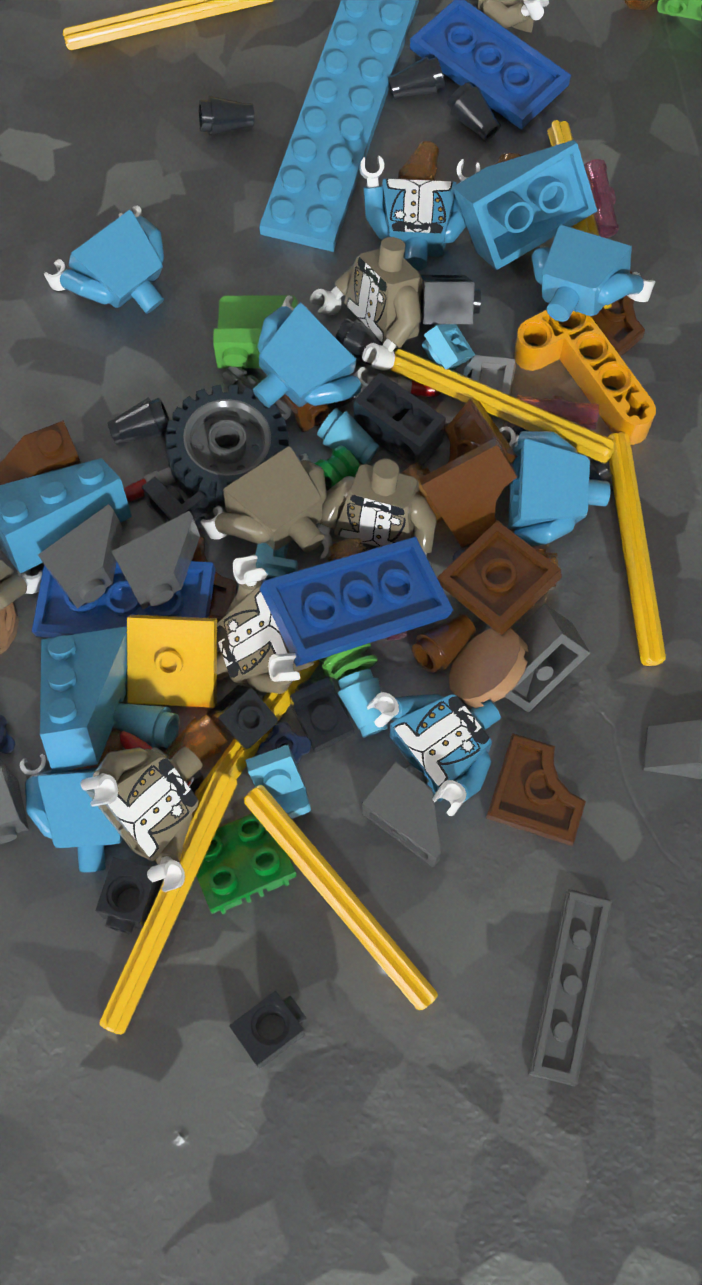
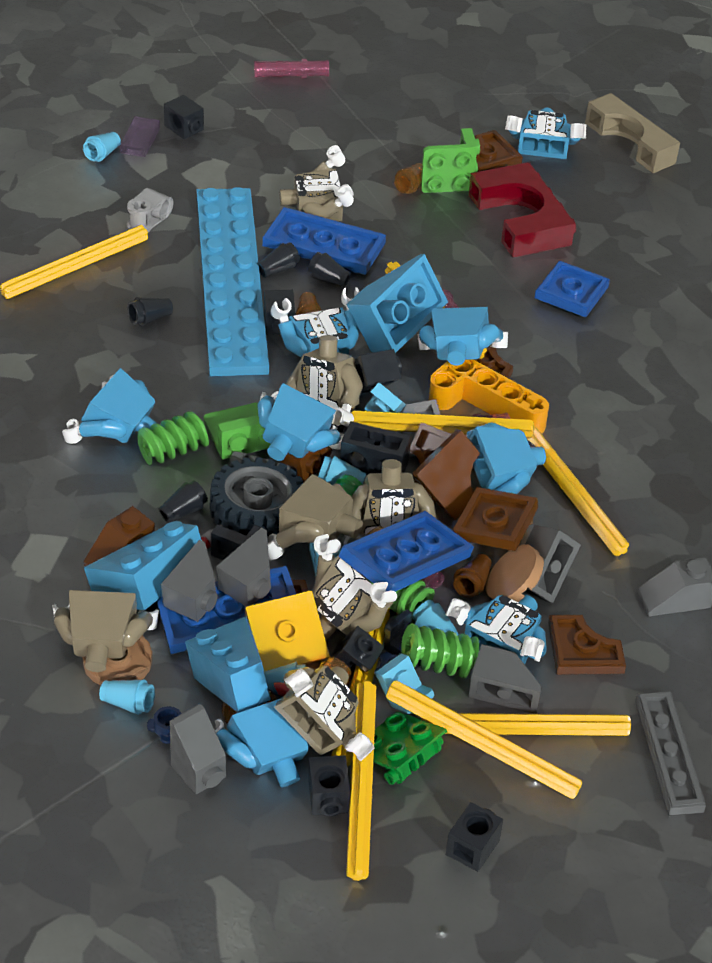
camera: 25 degrees left, 25 degrees down
(166, 324) = (172, 436): none -> bright green piece
(342, 751) = (440, 649): none -> bright green piece
(386, 145) = (270, 297): none -> black brick
(428, 890) = (552, 724): none -> yellow axle

